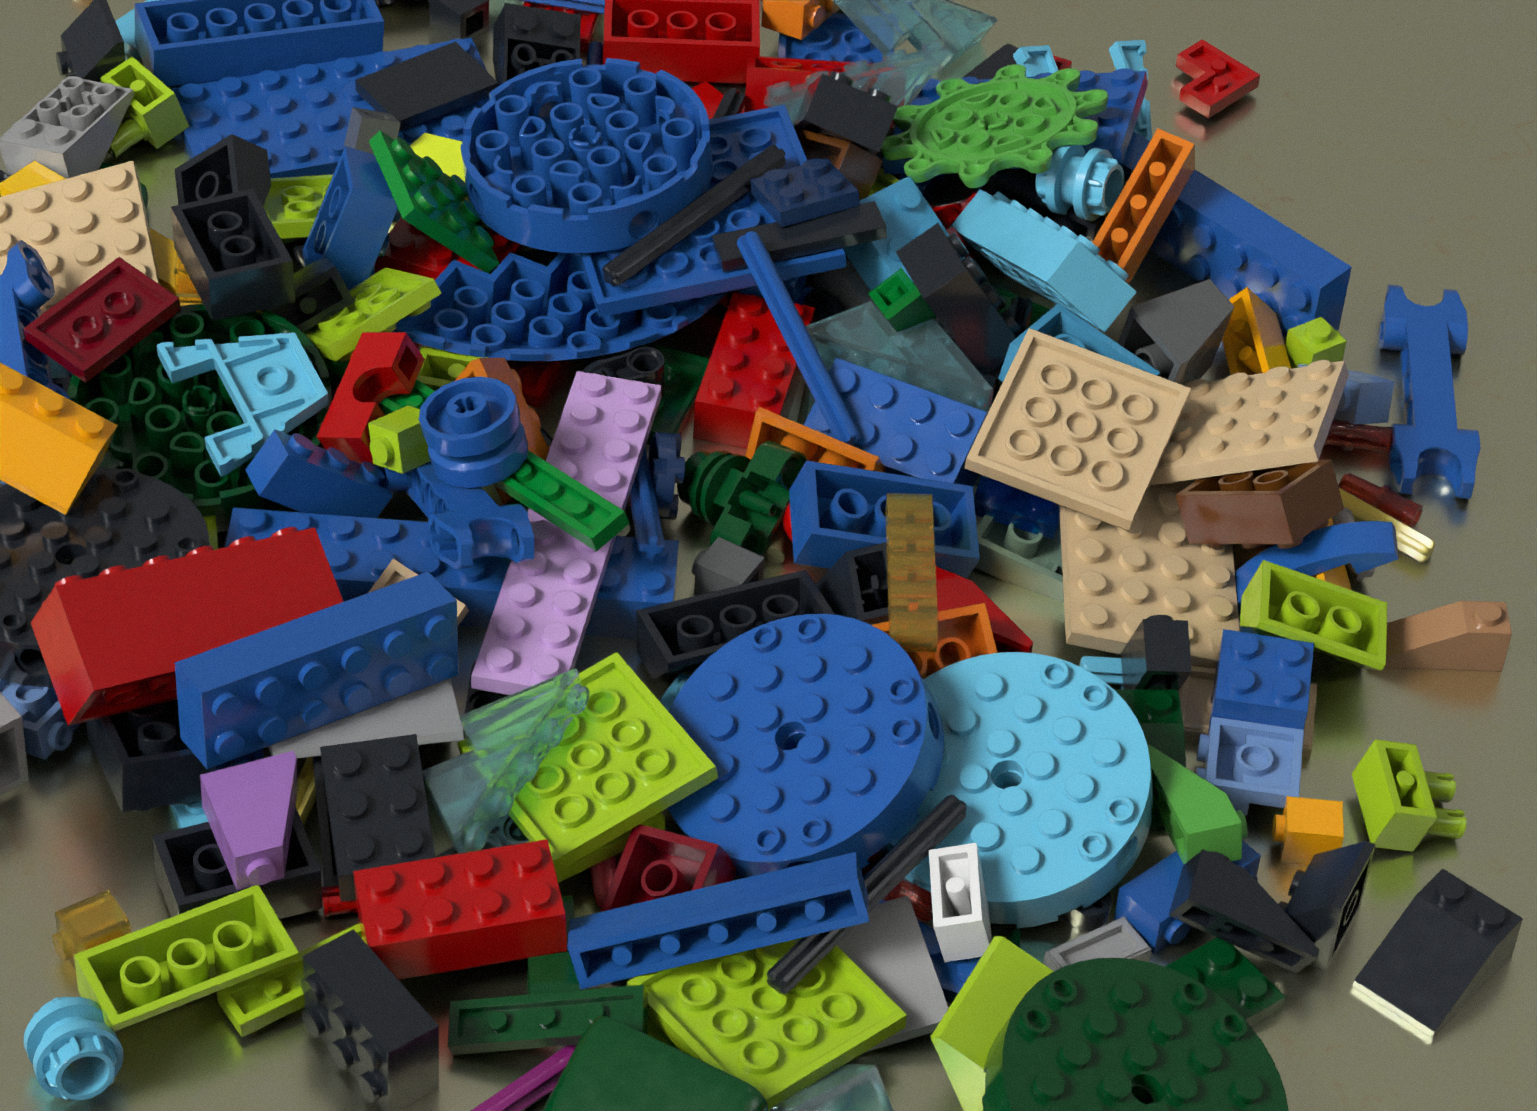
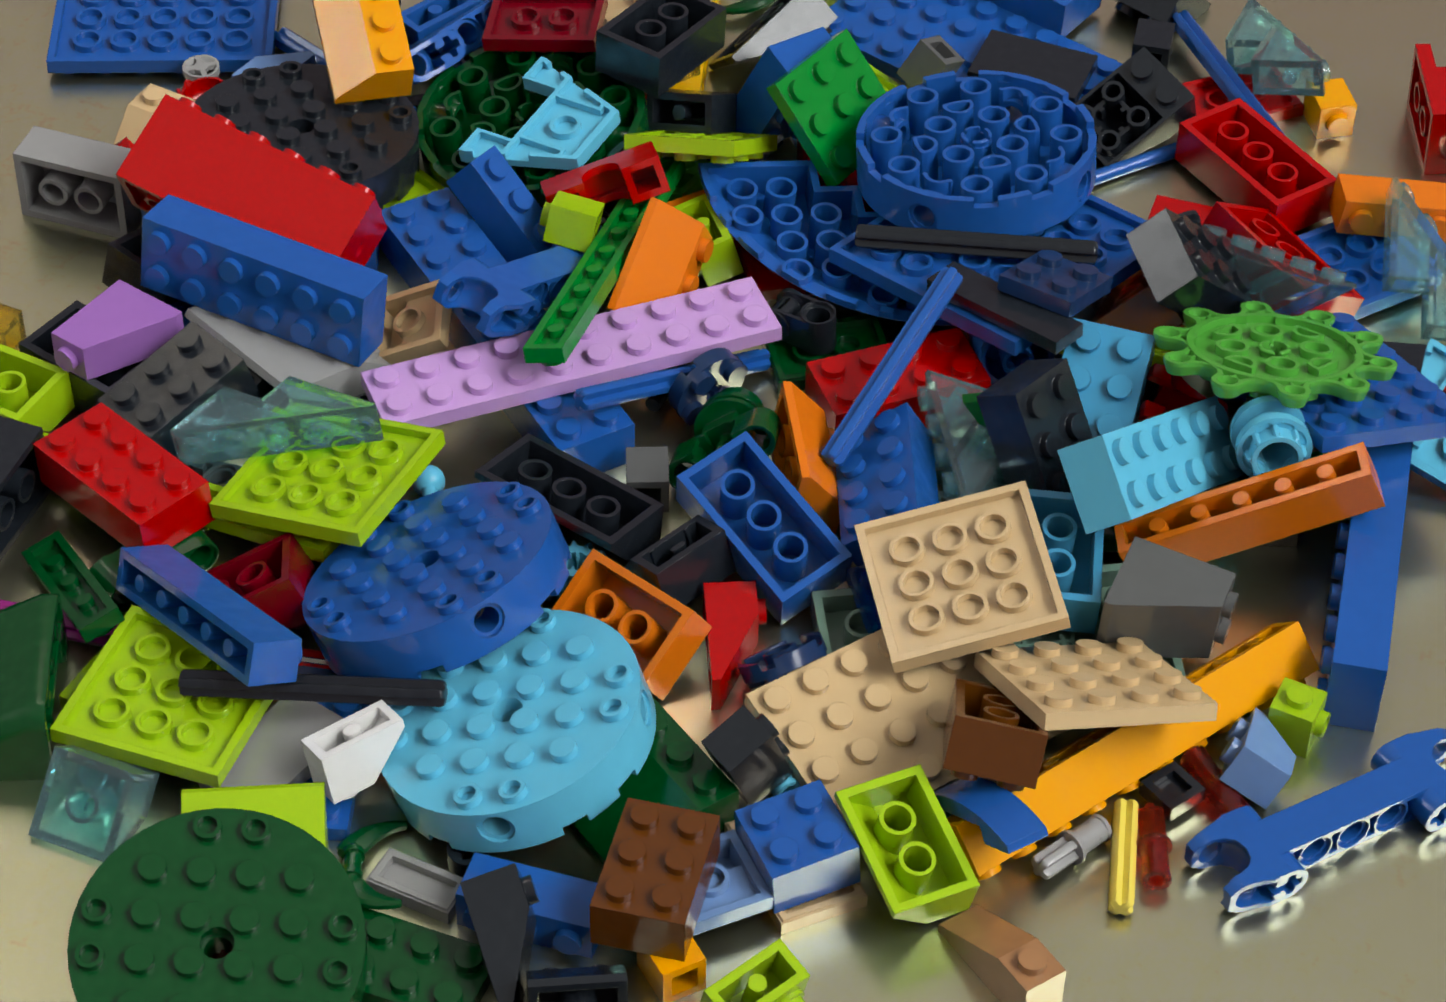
camera: 60 degrees right, 0 degrees up
(473, 432) = (580, 236): blue wheel -> none
(911, 571) = (674, 546): clear yellow beam -> none
(1051, 590) = (781, 659): none -> dark blue plate
(1194, 811) = (572, 858): bright green slope -> none
(1267, 776) = (655, 879): none -> reddish brown brick
(1342, 456) = (1172, 790): none -> black plate

